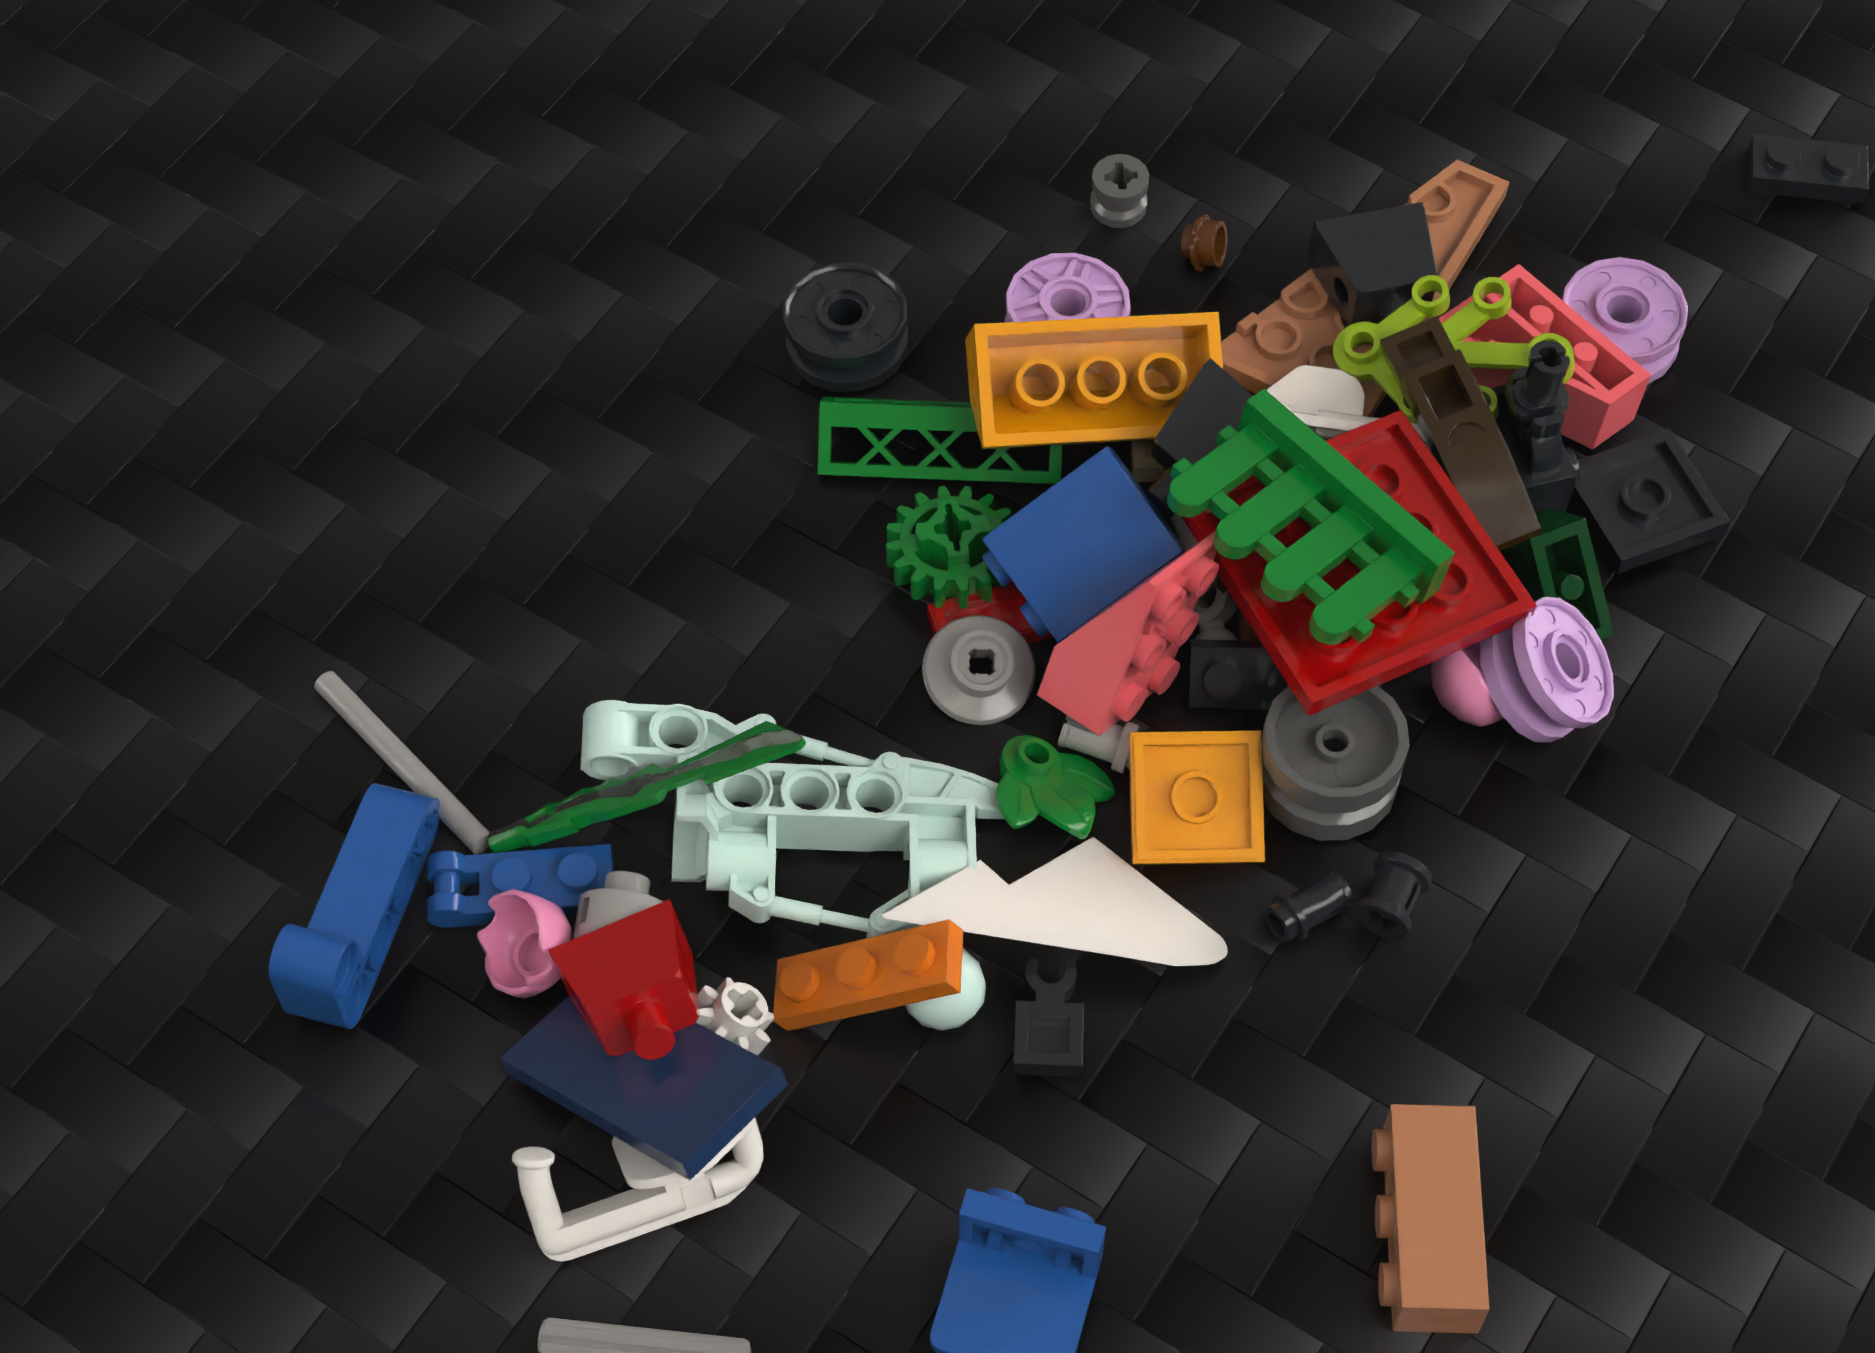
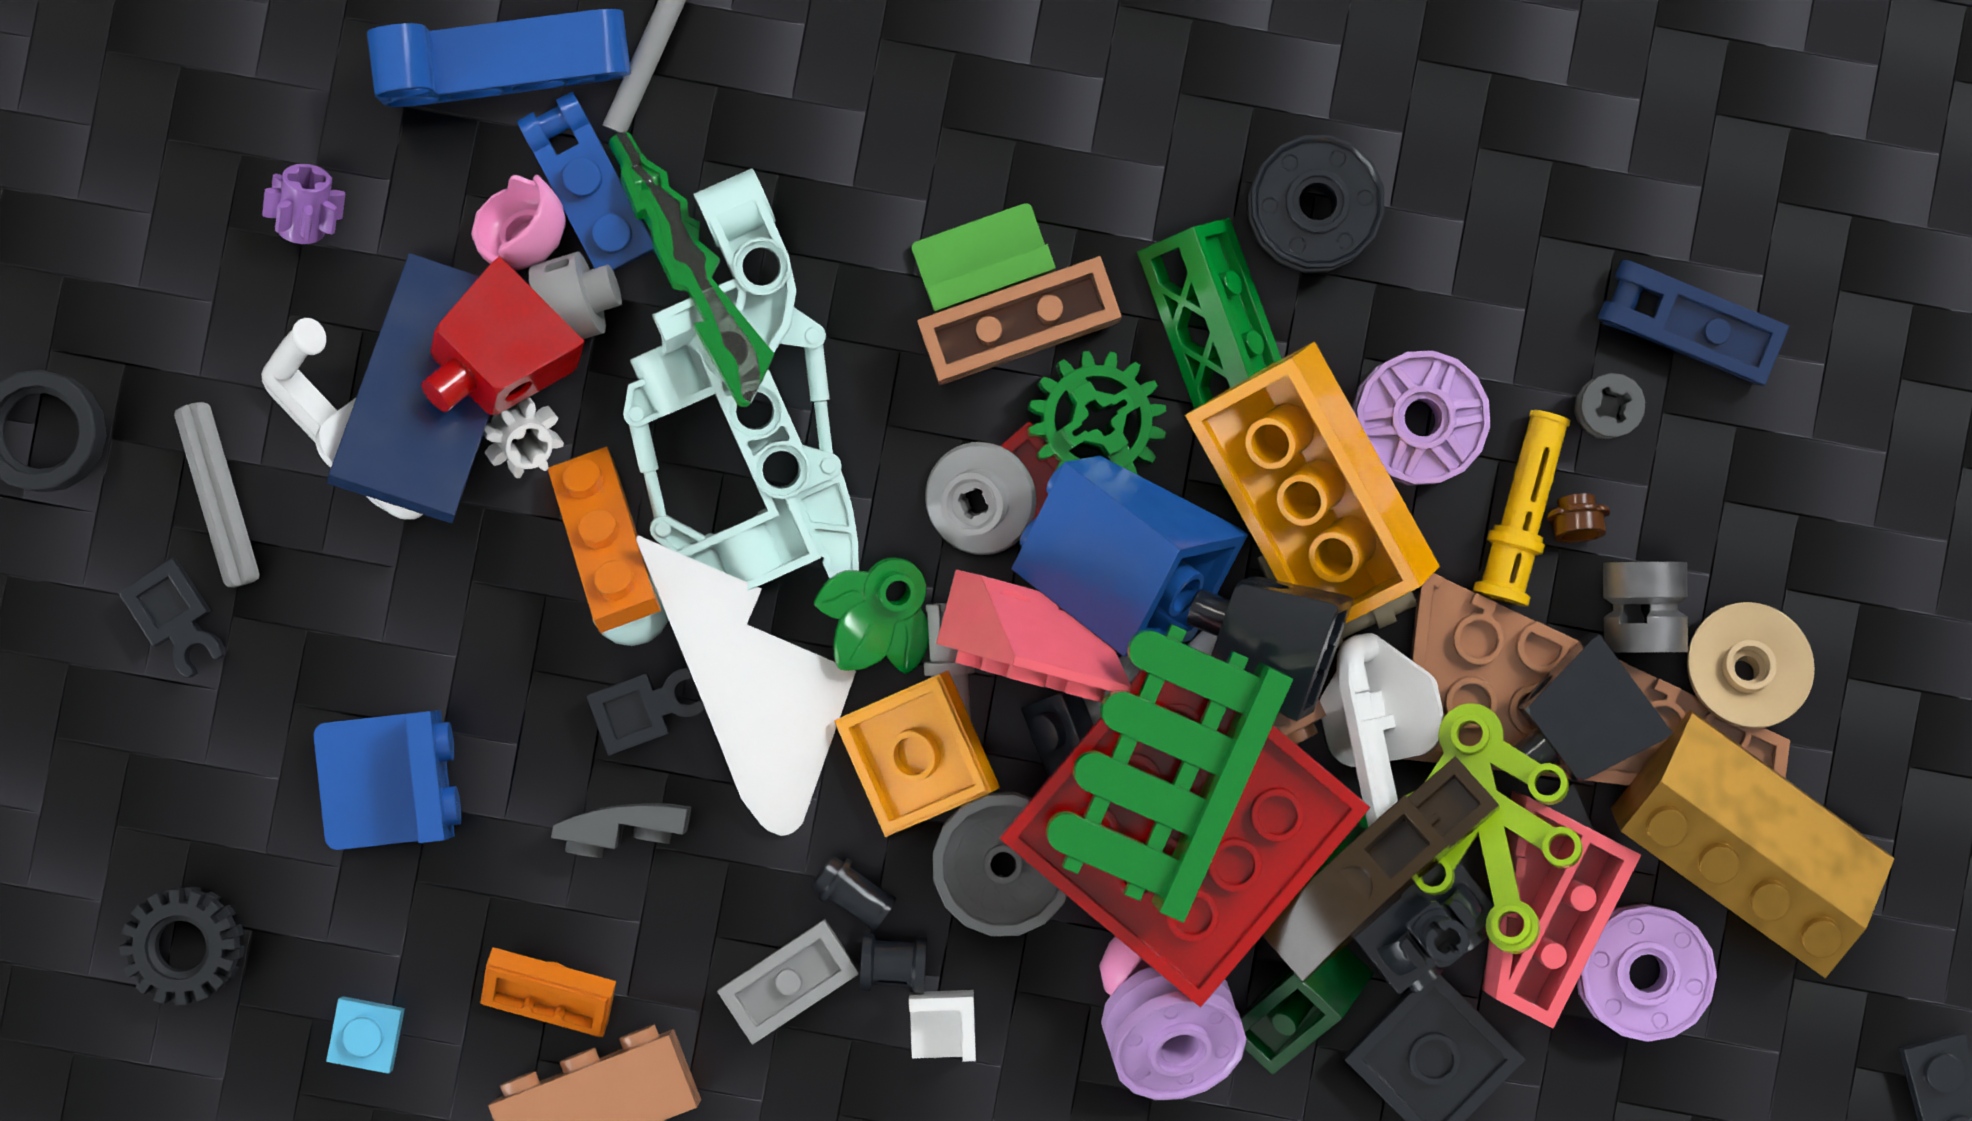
camera: 65 degrees right, 30 degrees up
(399, 1134) = (303, 204): none -> medium lavender gear
(764, 590) = (982, 257): none -> bright green panel
(834, 566) = (1019, 320): none -> nougat brick
(1076, 116) = (1695, 323): none -> dark blue plate
(1156, 1088) = (601, 828): none -> dark grey slope
(1200, 287) = (1517, 538): none -> yellow pin
(1283, 205) = (1651, 583): none -> flat silver wheel
(1301, 1220) = (547, 992): none -> orange plate
(1375, 996) = (788, 981): none -> light grey plate
(1382, 165) = (1773, 649): none -> tan dish
(1471, 870) = (943, 1024): none -> white panel
(1542, 204) = (1755, 843): none -> pearl gold slope

